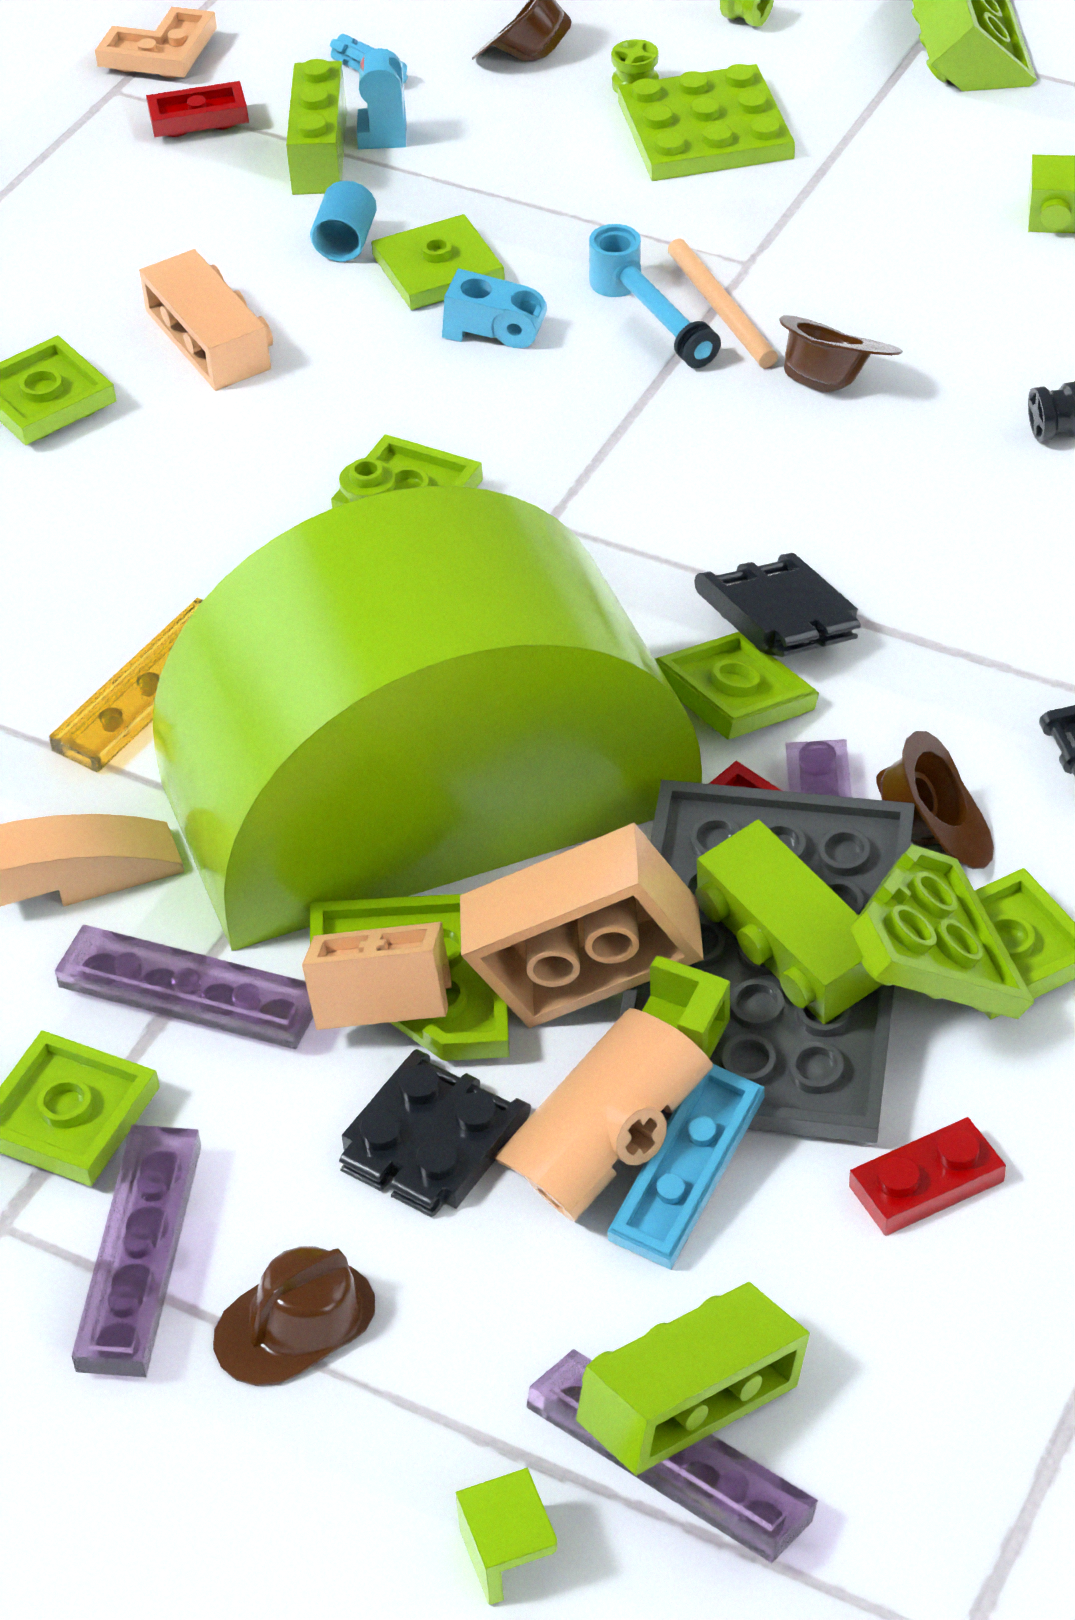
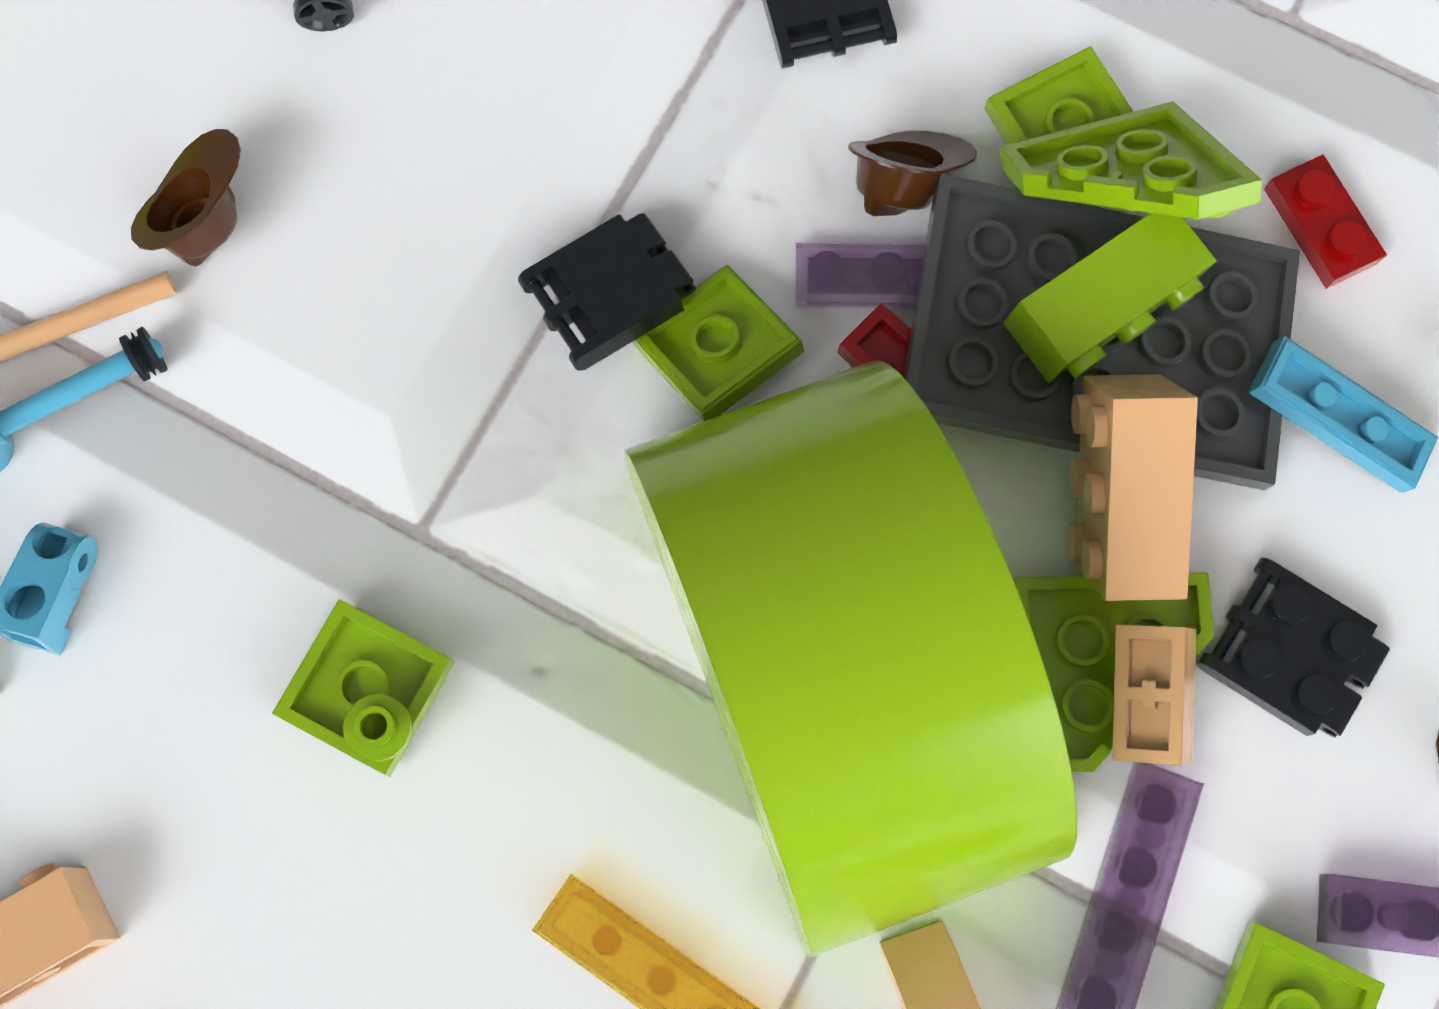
camera: 90 degrees left, 30 degrees up
(606, 1111) = (1311, 484): light nougat panel -> none
(689, 1001) = (1223, 390): lime panel -> none

